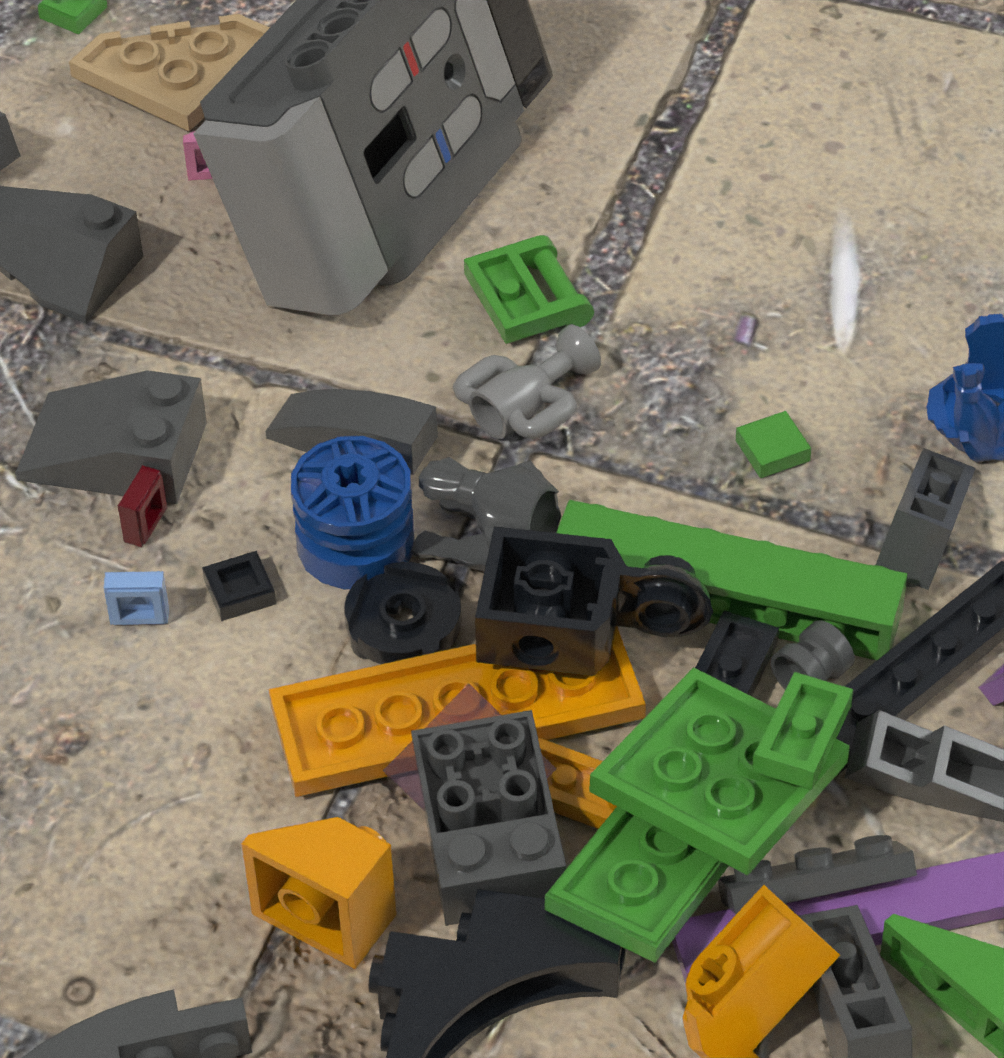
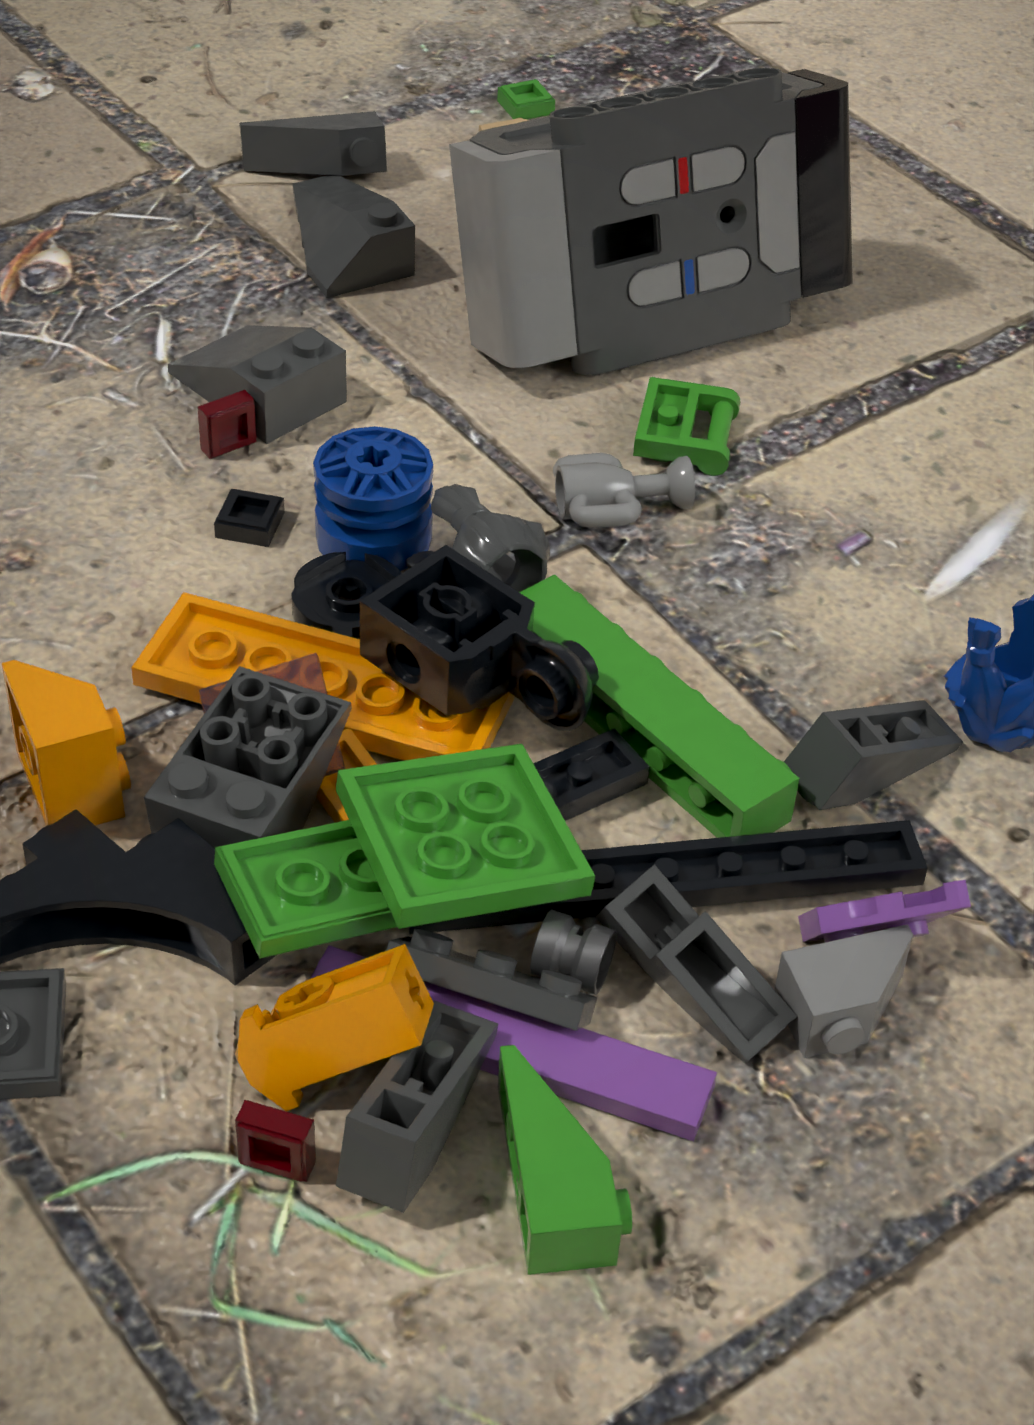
camera: 30 degrees right, 5 degrees down
(136, 598) = (156, 482): light blue tile -> none
(333, 413) = (458, 451): dark grey slope -> none
(773, 444) = (791, 633): bright green tile -> none
(802, 730) = (551, 833): bright green plate -> none
(819, 654) = (662, 809): dark grey wheel -> none
(850, 816) = (570, 951): none -> flat silver wheel

